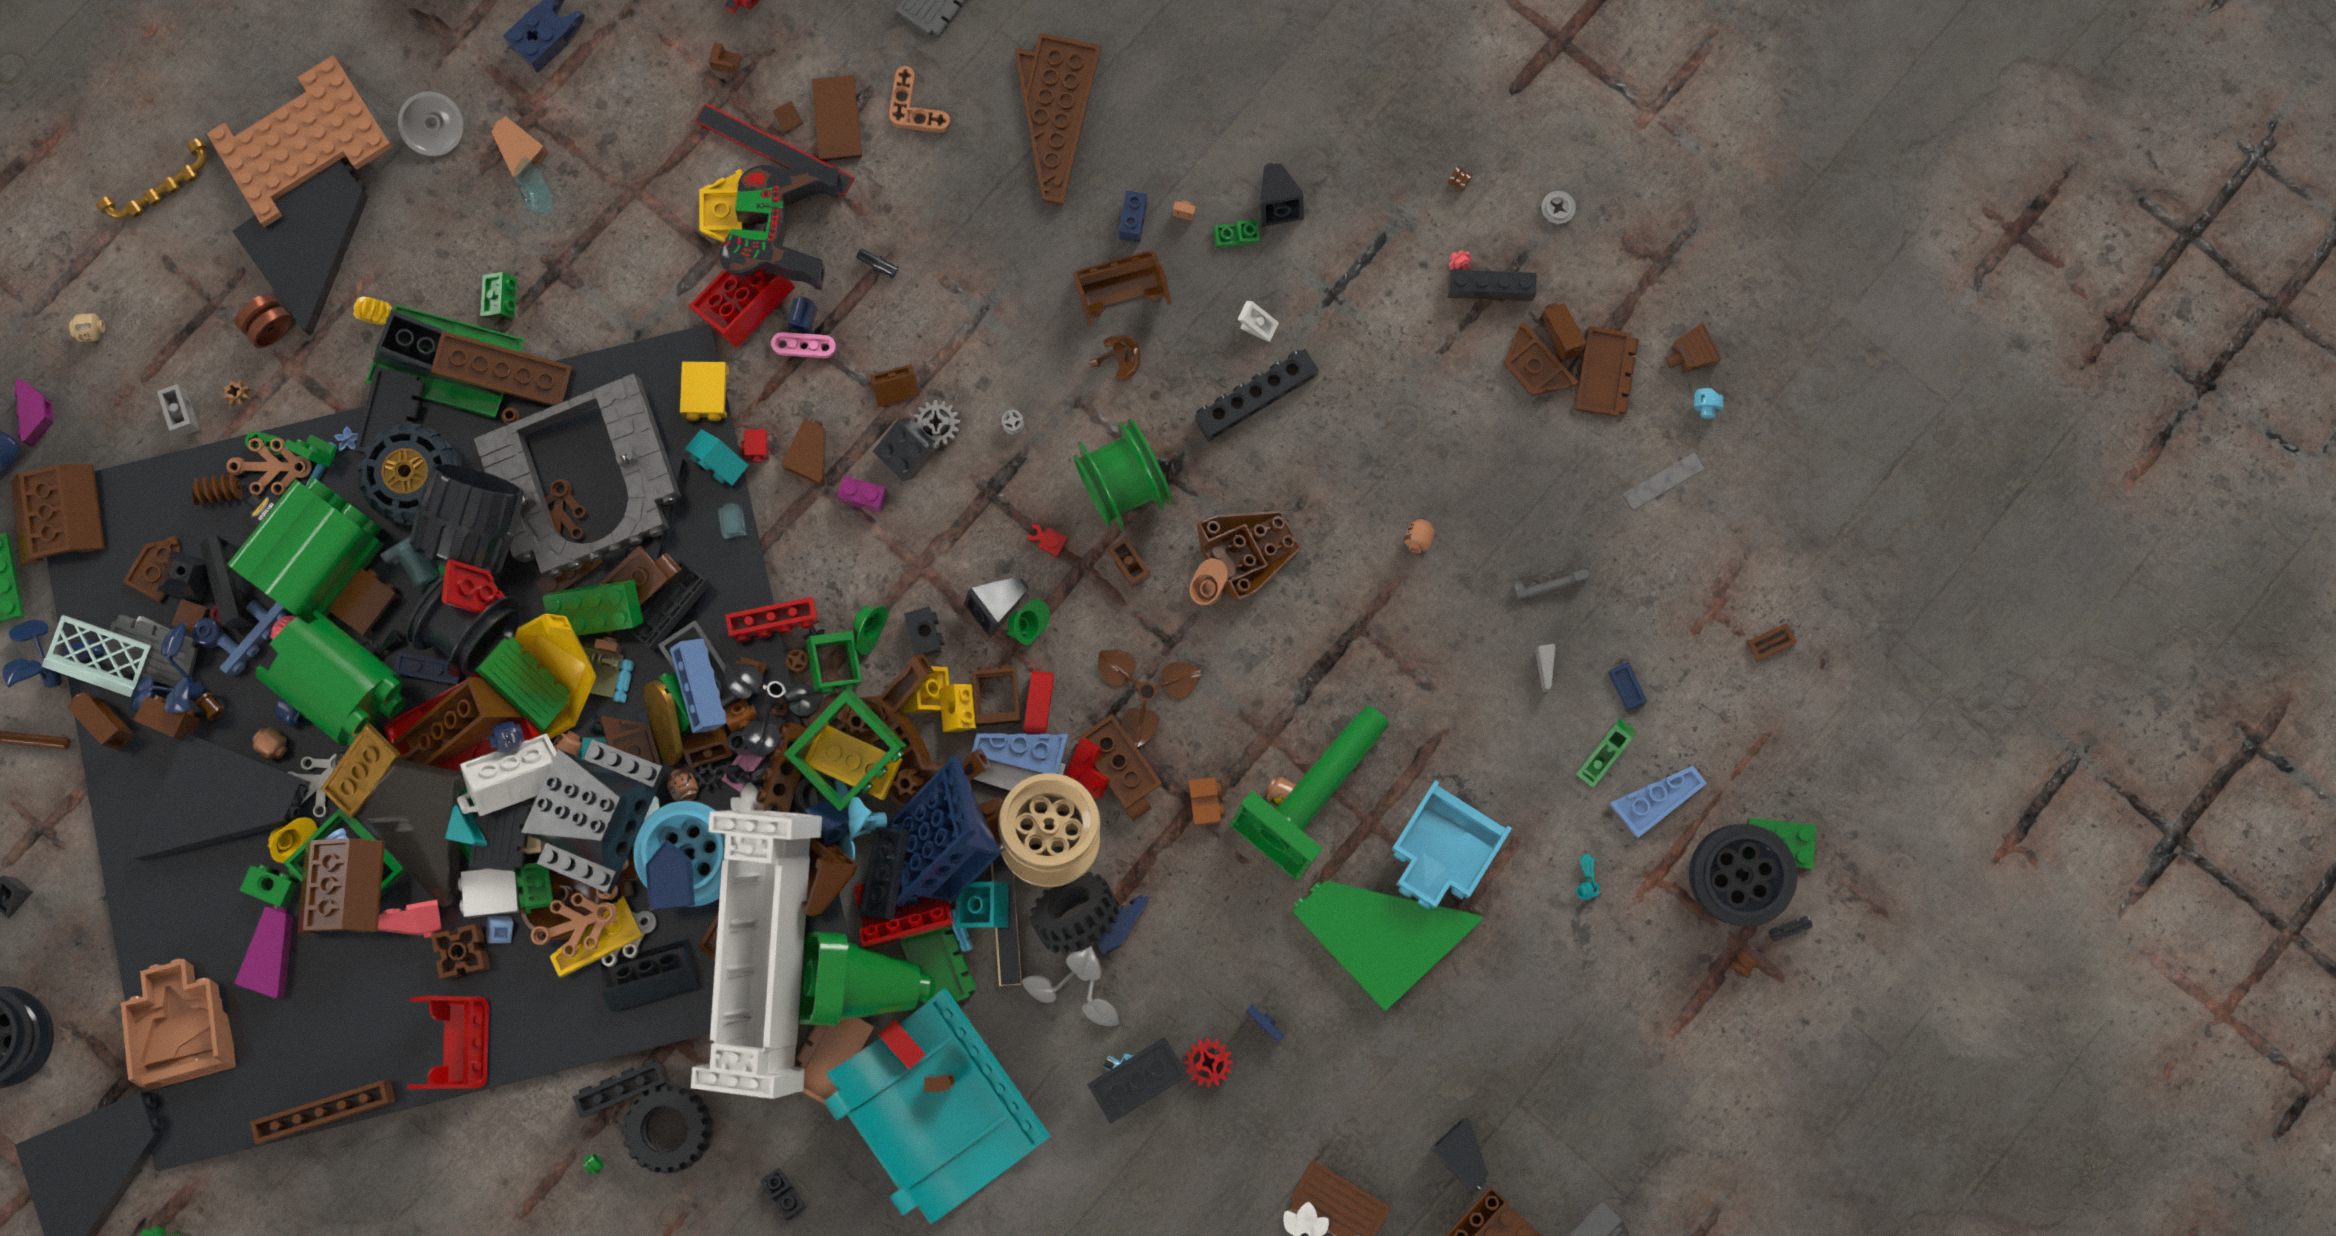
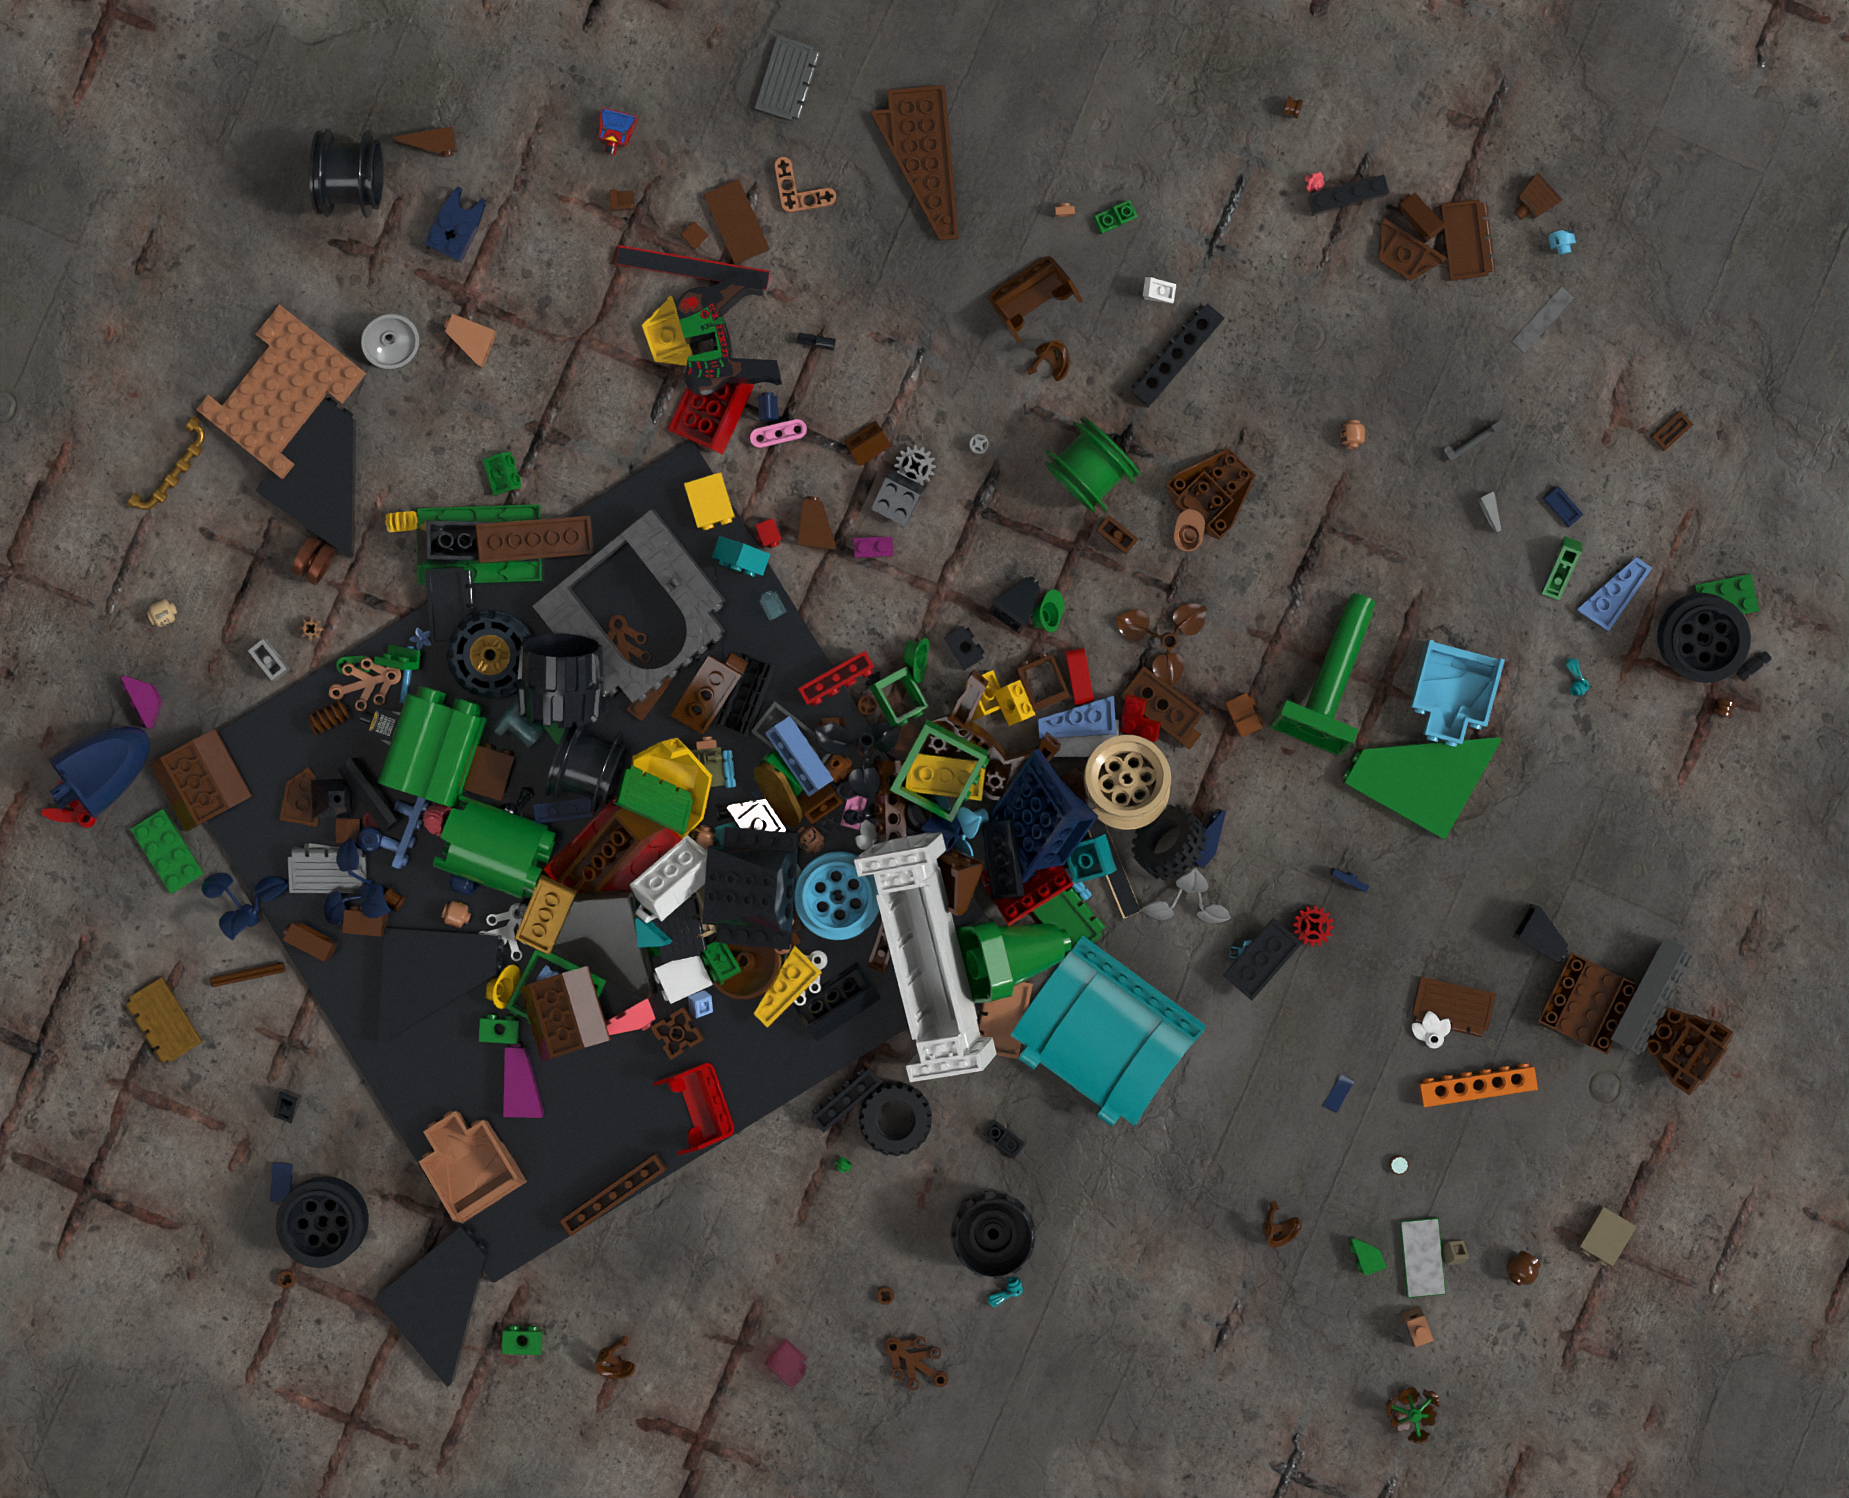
camera: 20 degrees left, 10 degrees up
(91, 674) = (284, 905): light aqua fence -> none
(469, 587) = (588, 739): red tile -> none
(506, 737) = (658, 849): dark blue head -> none
(510, 415) = (551, 574): reddish brown pin -> none
(531, 180) = (504, 374): clear light blue piece -> none
(578, 924) = (769, 980): nougat plant -> none
(597, 607) = (687, 717): green brick -> none
(669, 878) = (835, 922): dark blue tile -> none
(901, 1044) = (1061, 991): red slope -> none
(938, 1083) = (1102, 1012): reddish brown piece -> none
(1050, 541) = (1044, 535): red plate -> none
(1133, 216) = (1022, 231): dark blue brick -> none
(1278, 790) = (1302, 687): nougat head -> none
(1280, 197) = (1143, 172): black slope -> none
(1555, 198) = (1392, 102): light grey gear -> none

